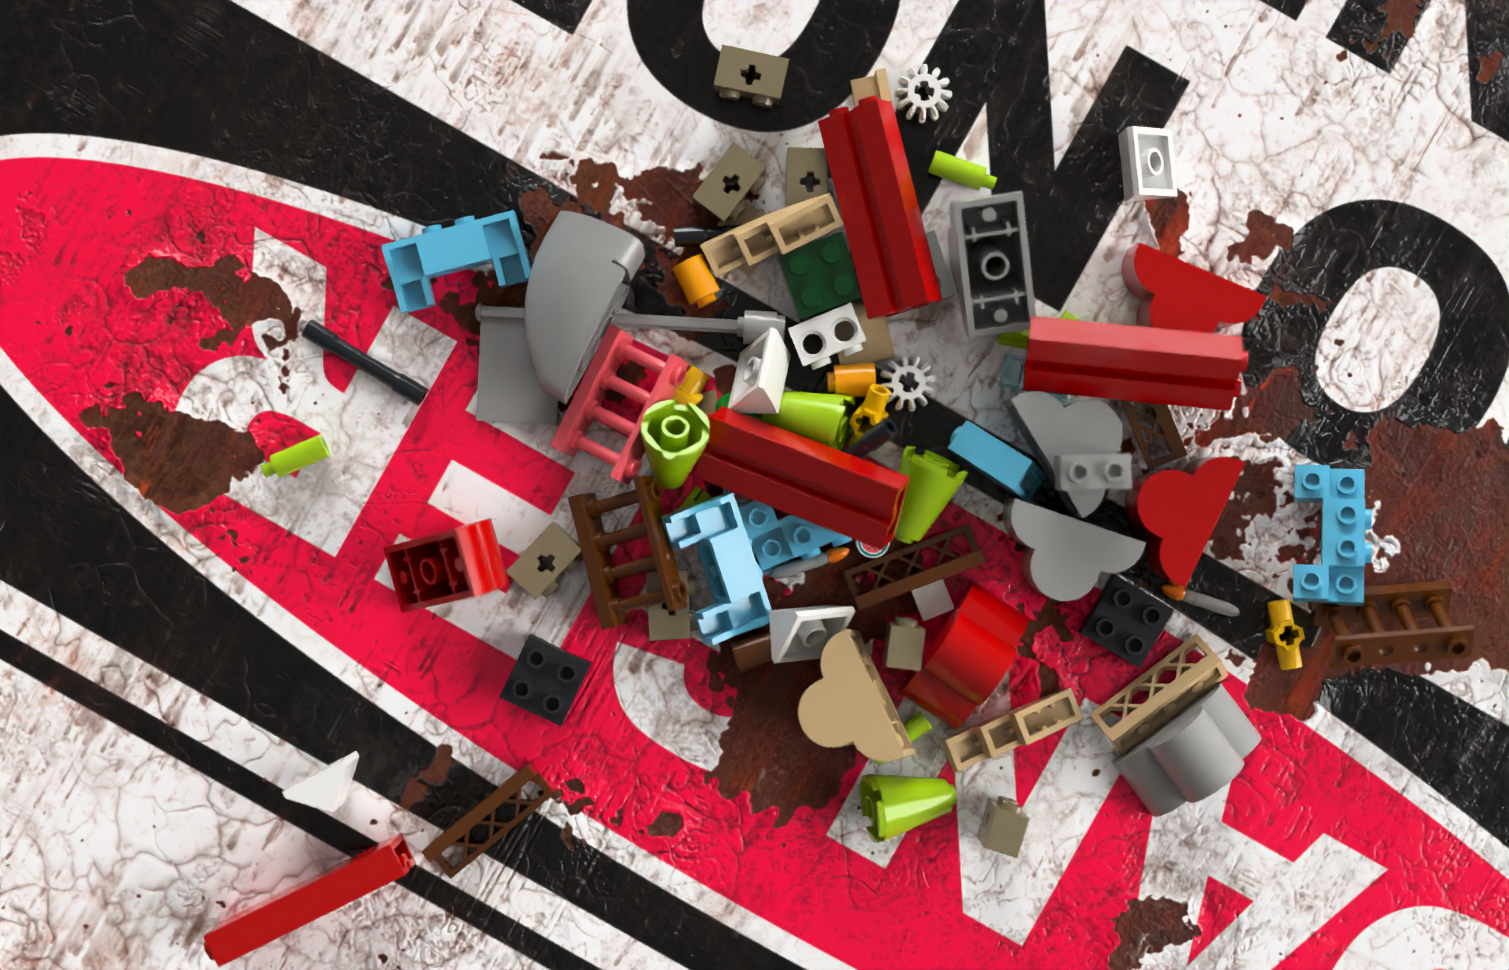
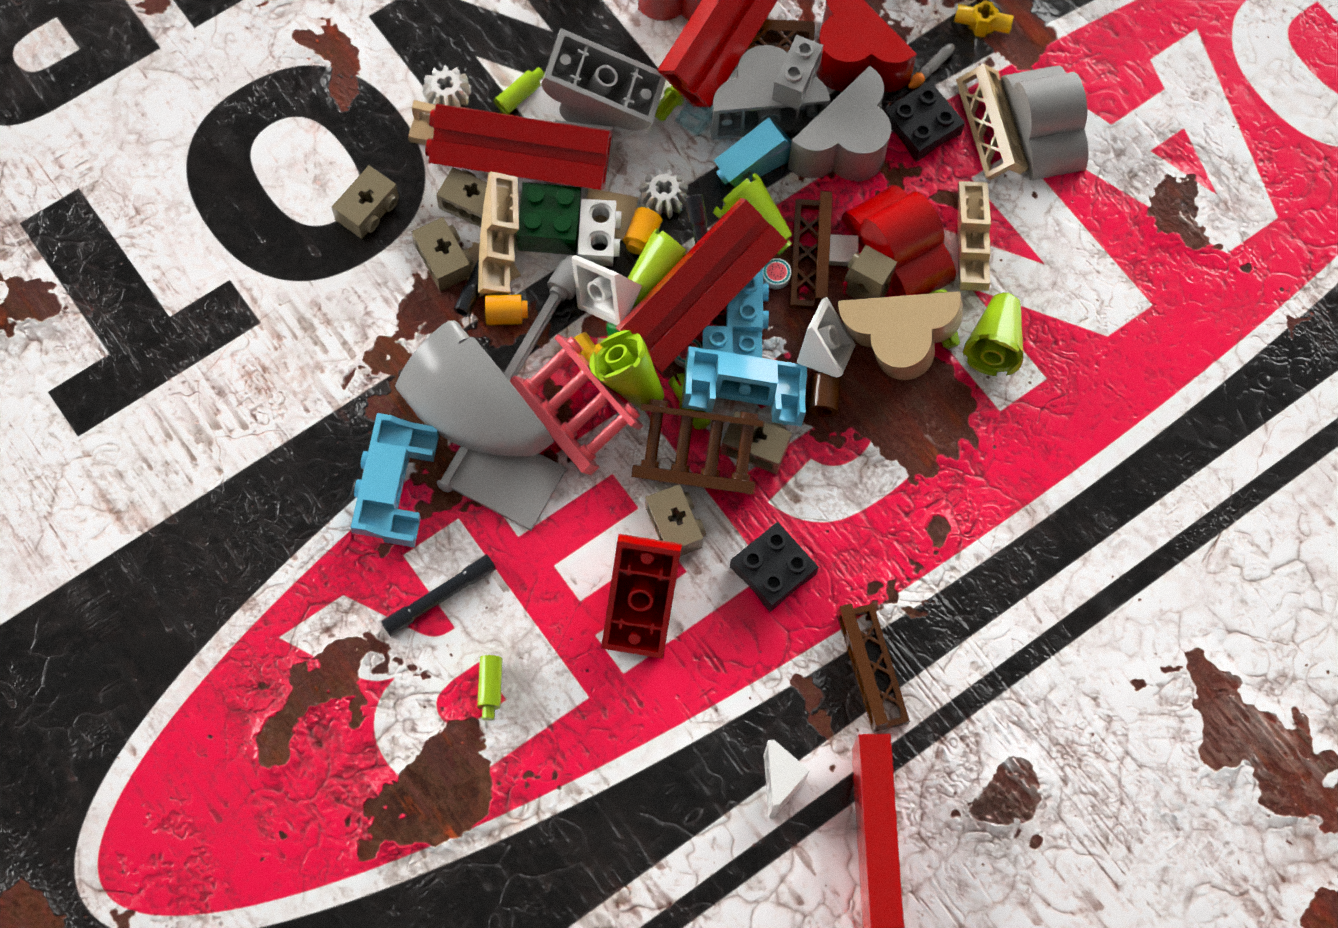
camera: 75 degrees left, 20 degrees down
(798, 566) = (773, 307): light grey piece -> none
(872, 407) = (669, 217): yellow axle -> none
(1003, 826) = (1048, 266): dark tan brick -> none

